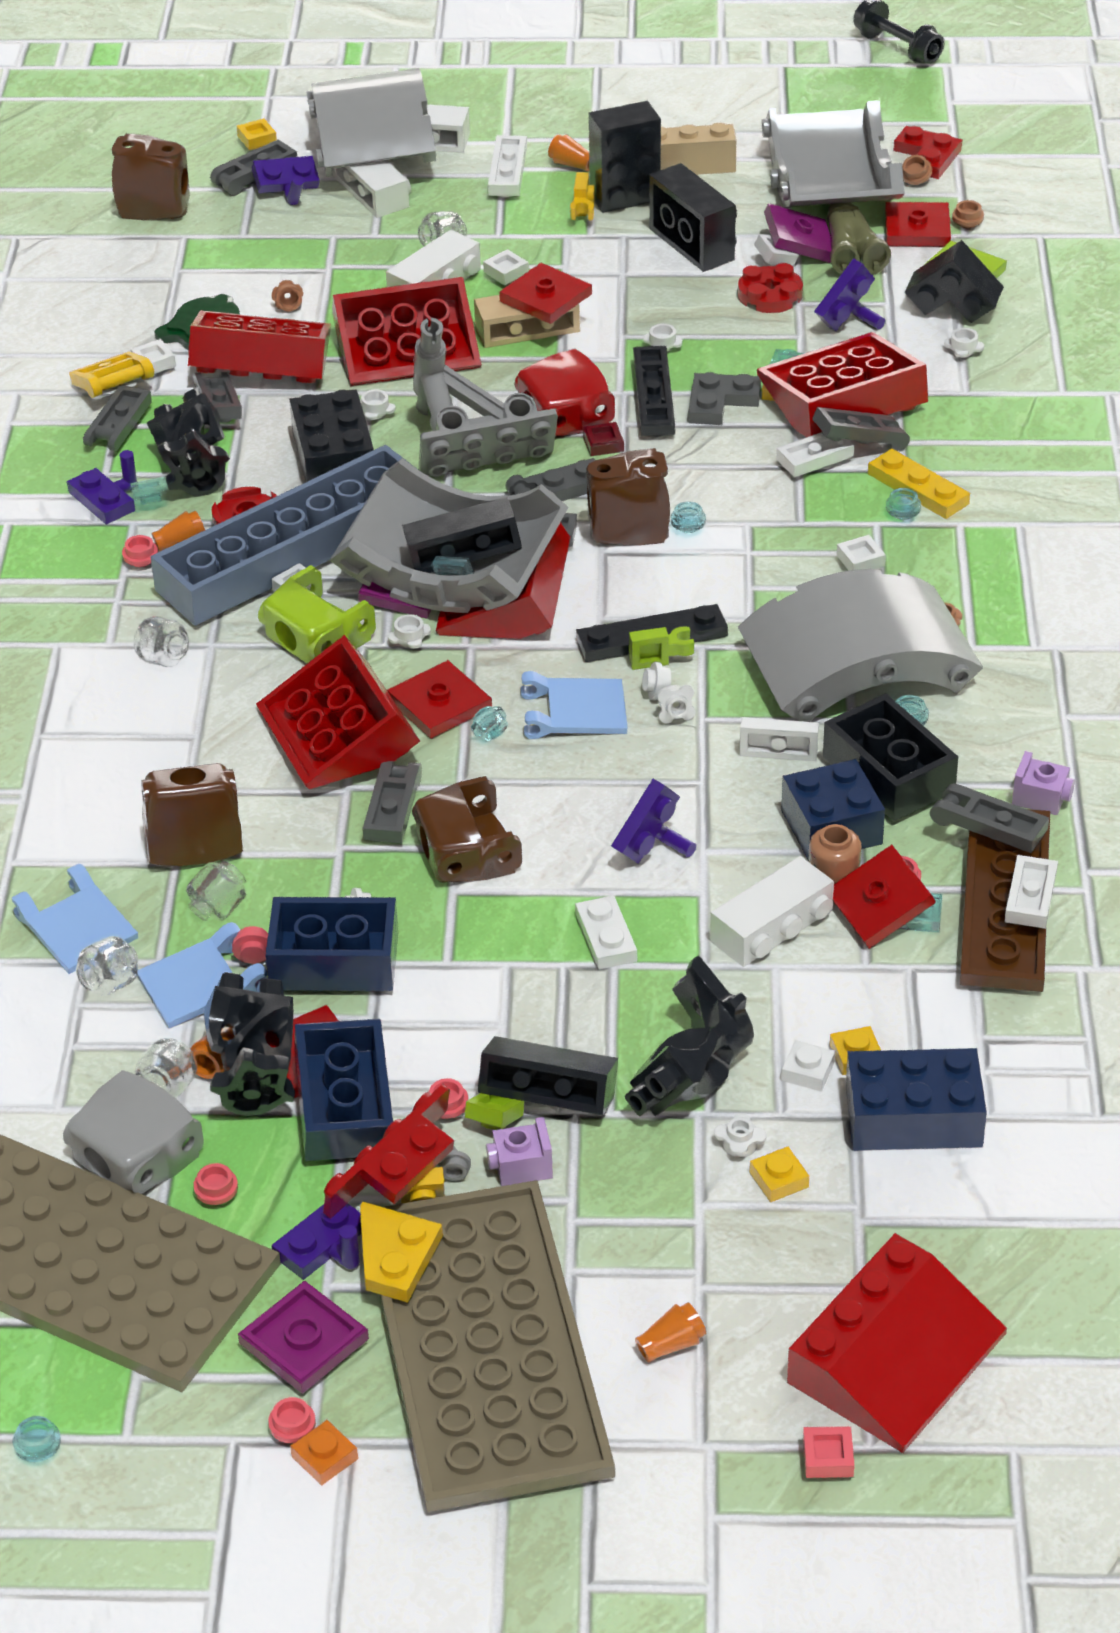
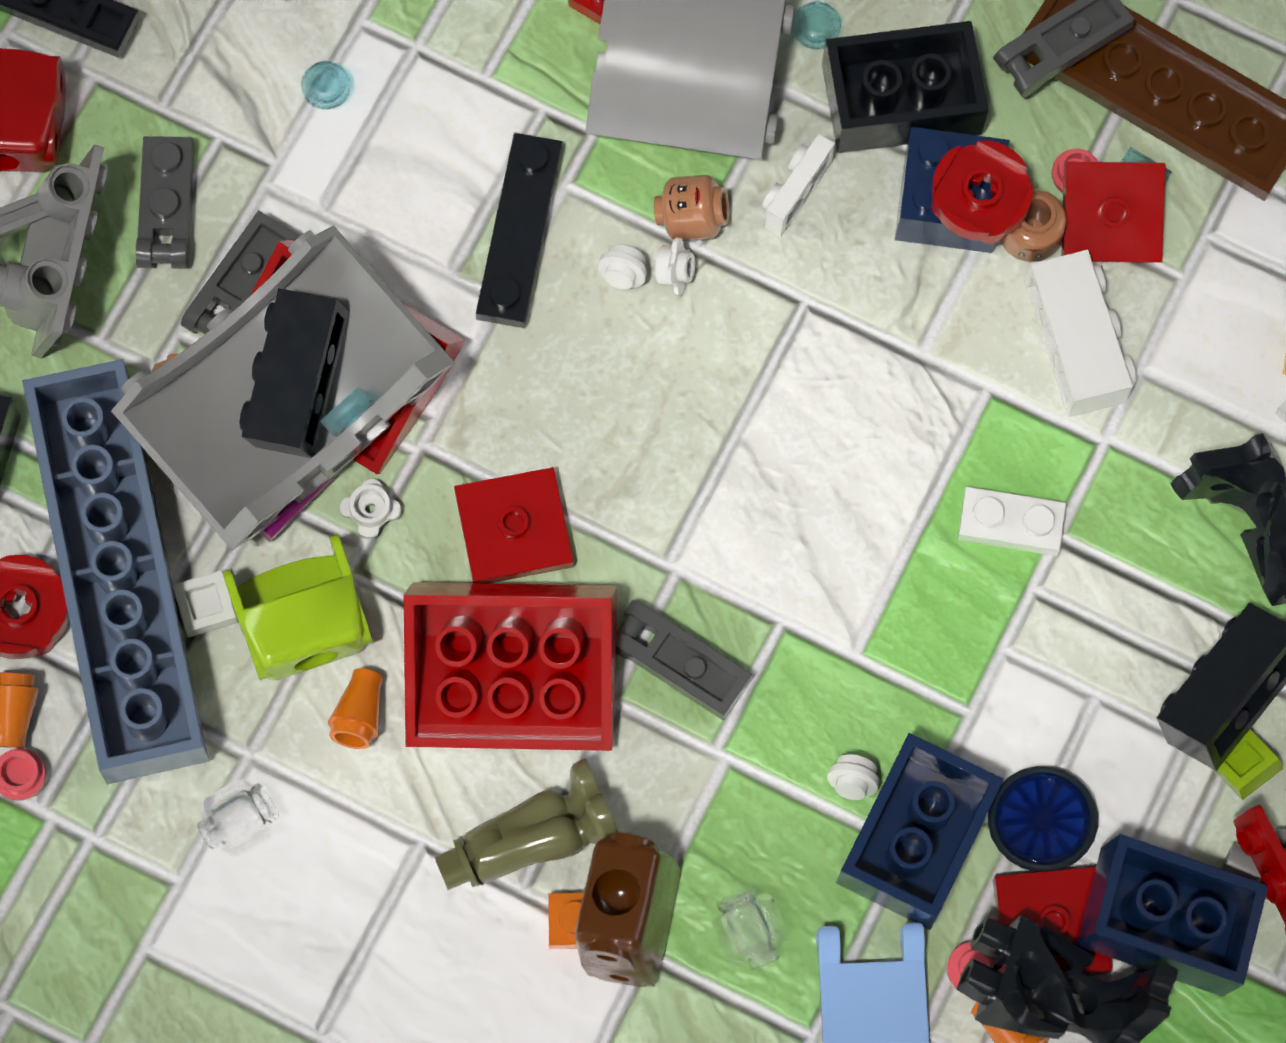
camera: 70 degrees left, 30 degrees up
(250, 945) = (862, 921): coral plate -> none
(252, 784) = (531, 833): none -> olive piece
(265, 669) = (357, 712): none -> orange cone
(402, 1016) = (1043, 819): none -> clear blue wheel
(457, 1097) = (1198, 807): coral plate -> none
(463, 836) = (793, 607): reddish brown piece -> none
(489, 723) = (601, 489): clear light blue plate -> none
(575, 705) = (612, 369): light blue flag -> none
(603, 439) = (99, 105): dark red tile -> none
(628, 499) = (293, 139): reddish brown piece -> none
(647, 823) = (887, 384): dark purple plate -> none
(657, 646) = (559, 245): lime plate -> none
(723, 695) = (692, 207): none -> nougat head
(811, 806) = (972, 165): none -> red plate
(1031, 891) = (1200, 60): white plate -> none

